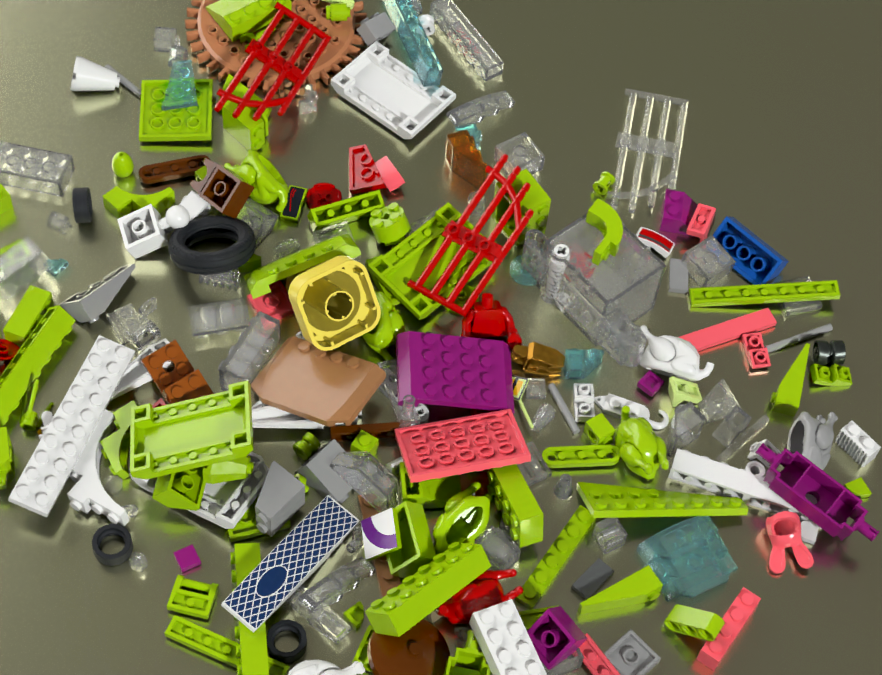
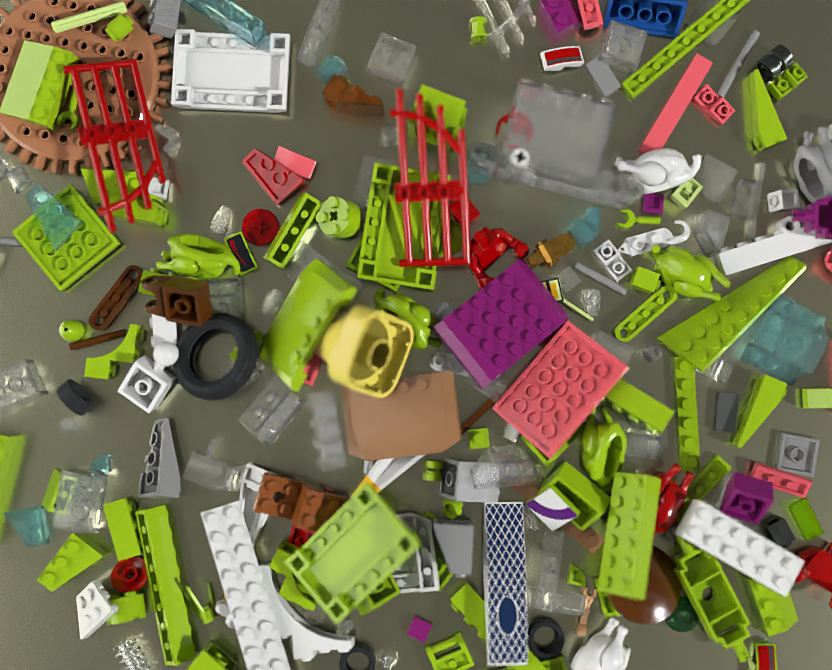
camera: 25 degrees left, 30 degrees up
(130, 185) = (97, 339): none -> reddish brown bar
(274, 124) = (158, 189): none -> white plate
(297, 174) = (221, 221): none -> clear cone
(340, 647) = (582, 627): none -> light nougat piece
(494, 286) = (455, 211): none -> red piece
(610, 225) = (550, 104): lime arch -> none
(620, 386) = (639, 219): none -> lime piece

